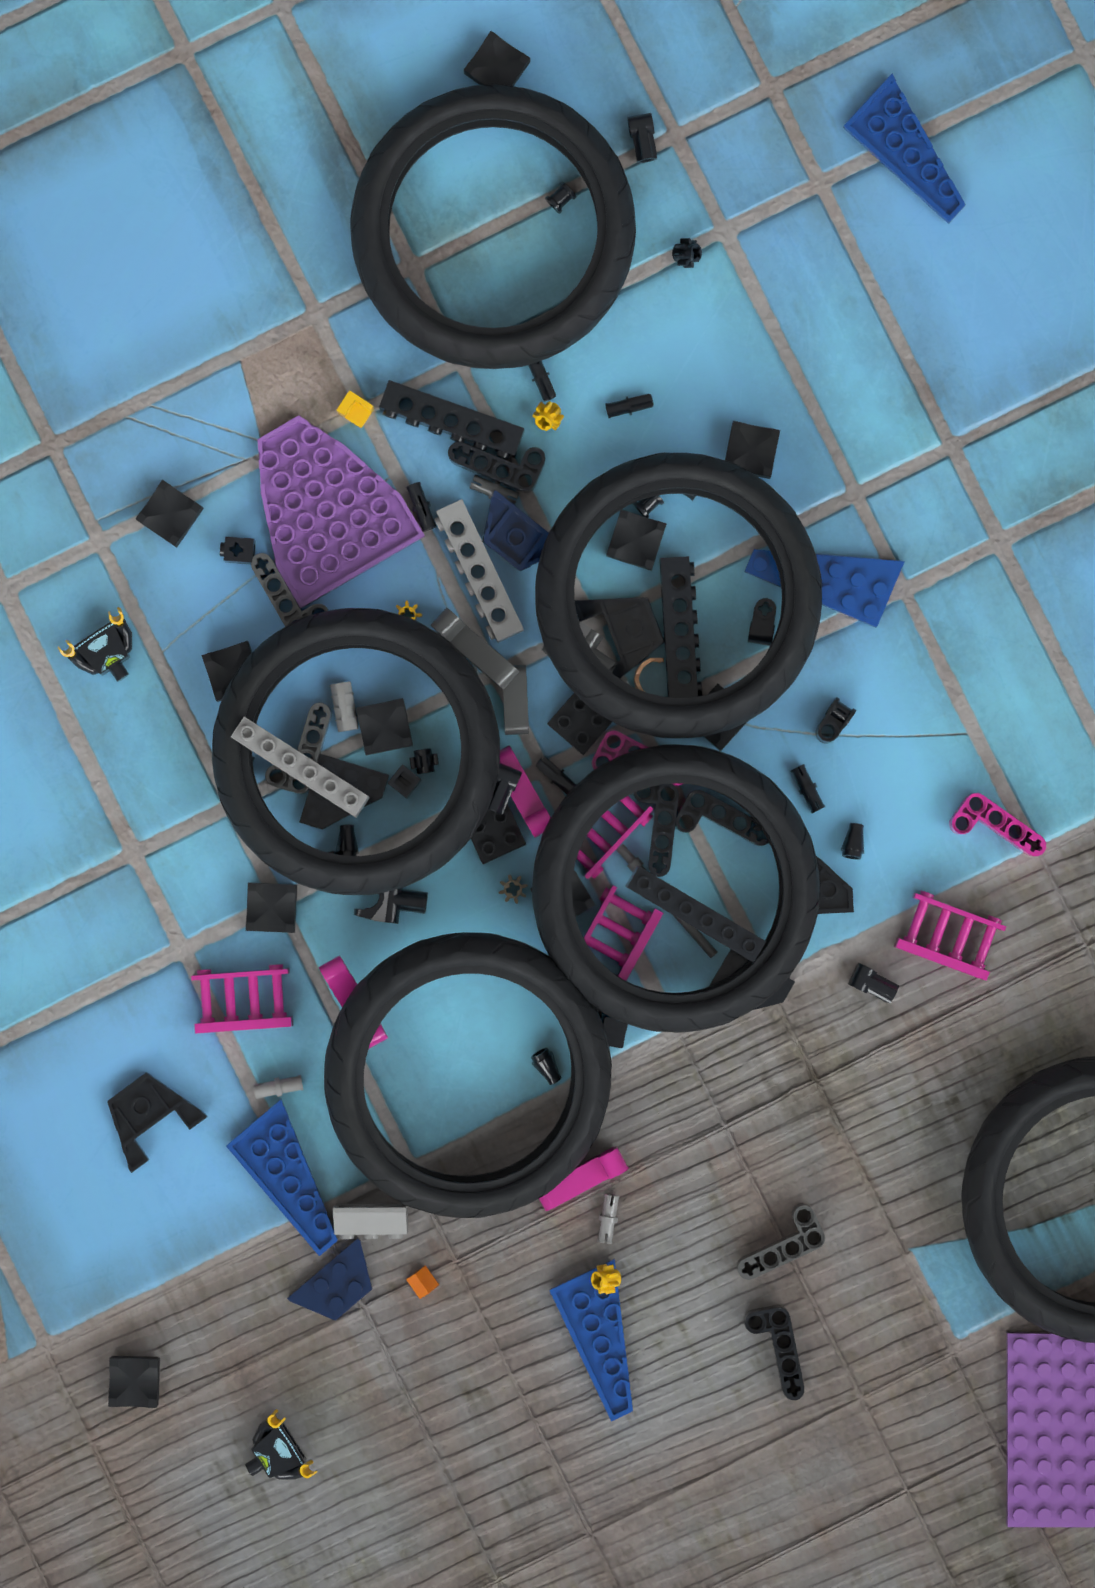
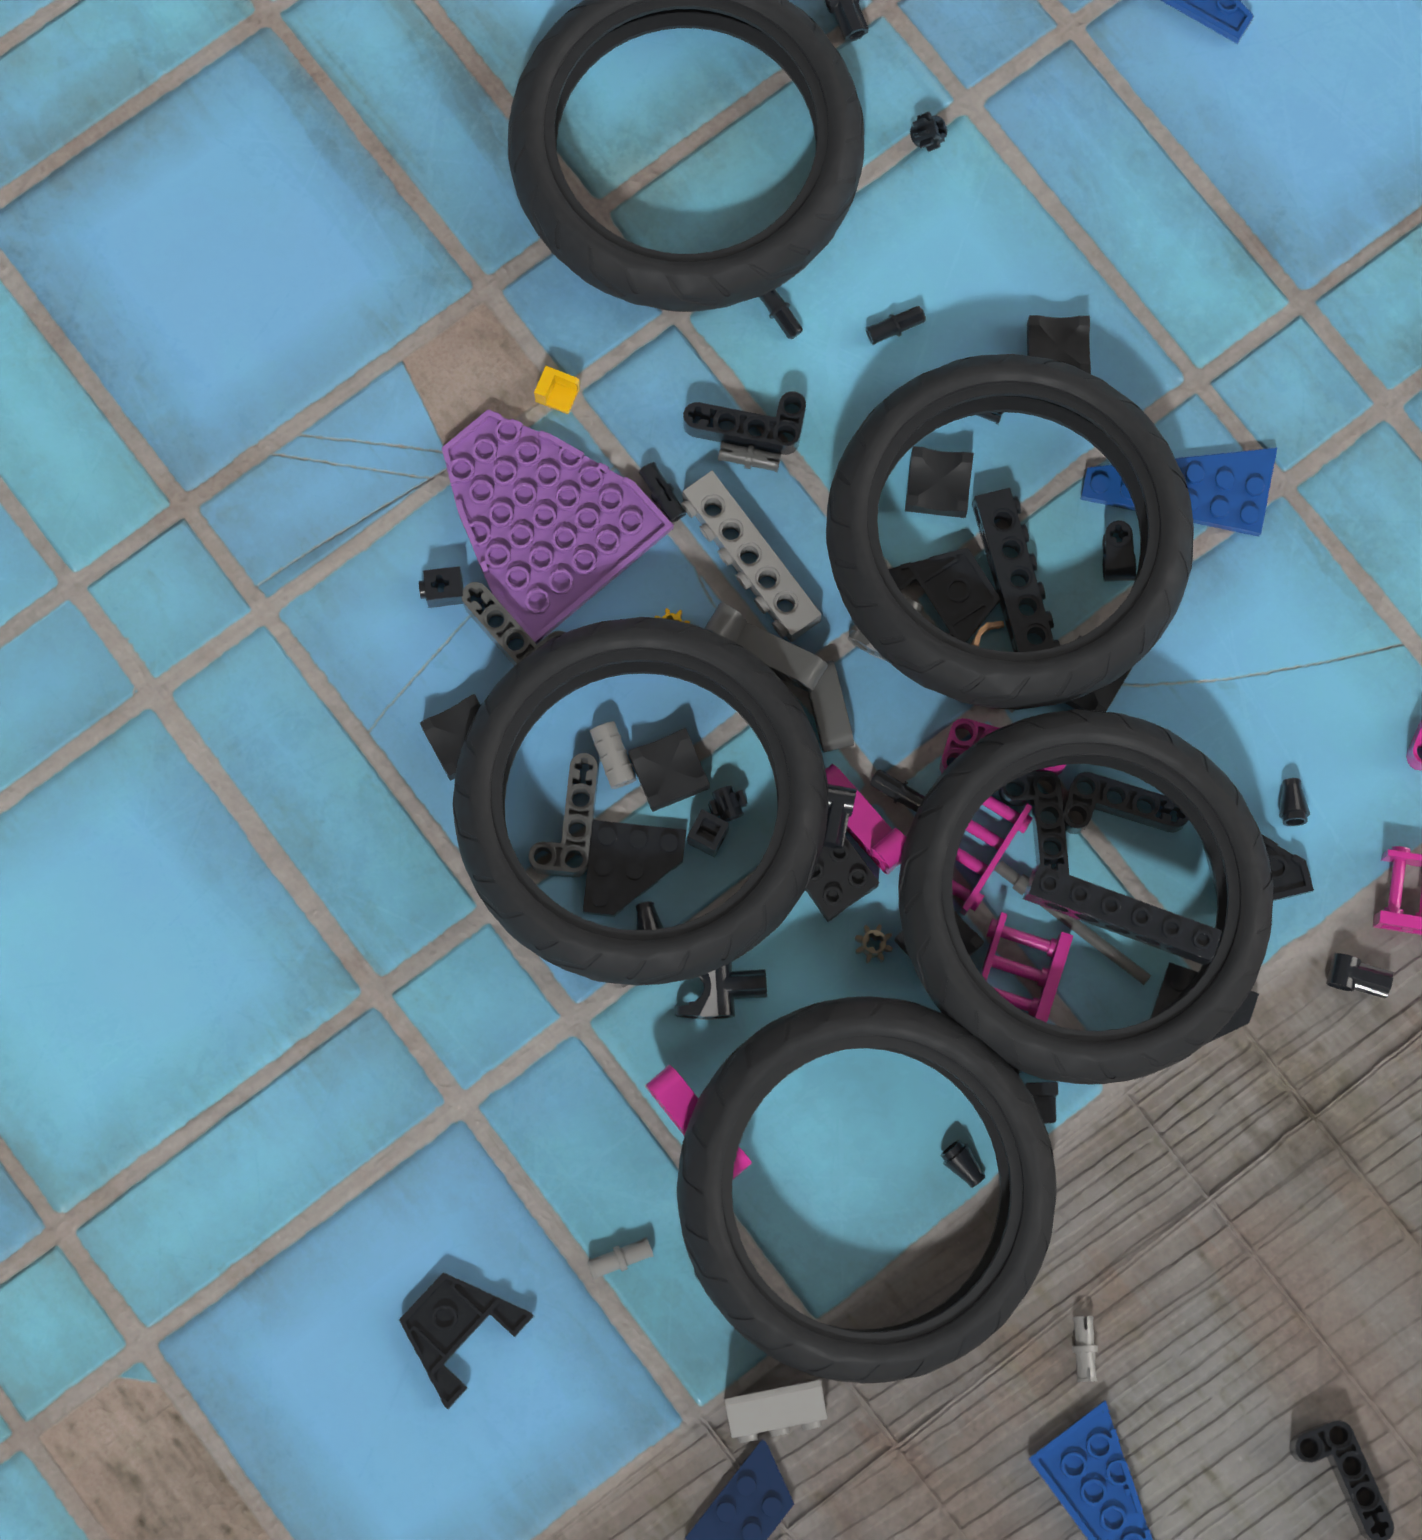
camera: 10 degrees left, 10 degrees down
(103, 649) = (293, 739): black torso -> none
(169, 513) = (347, 558): black brick -> none
(231, 1021) = (543, 1184): dark pink fence -> none
(271, 907) = (567, 1026): black brick -> none
(278, 1165) = (640, 1363): blue wing -> none
(300, 767) = (575, 823): light grey brick -> none
(397, 392) = (667, 368): black brick -> none
(422, 1282) = (858, 1482): orange slope -> none
(513, 533) = (784, 502): dark blue wing -> none
(548, 416) = (798, 353): yellow gear -> none
(560, 197) = (760, 96): black bush -> none
(578, 724) = (916, 718): black brick -> none
(585, 1176) = (1045, 1297): dark pink beam -> none
(606, 1279) = (1101, 1426): yellow gear -> none
(647, 505) = (944, 436): black bush -> none
(778, 1246) = (1316, 1342): dark grey beam -> none
(807, 788) = (1220, 747): black pin -> none
(835, 720) = (1237, 654): black piece -> none

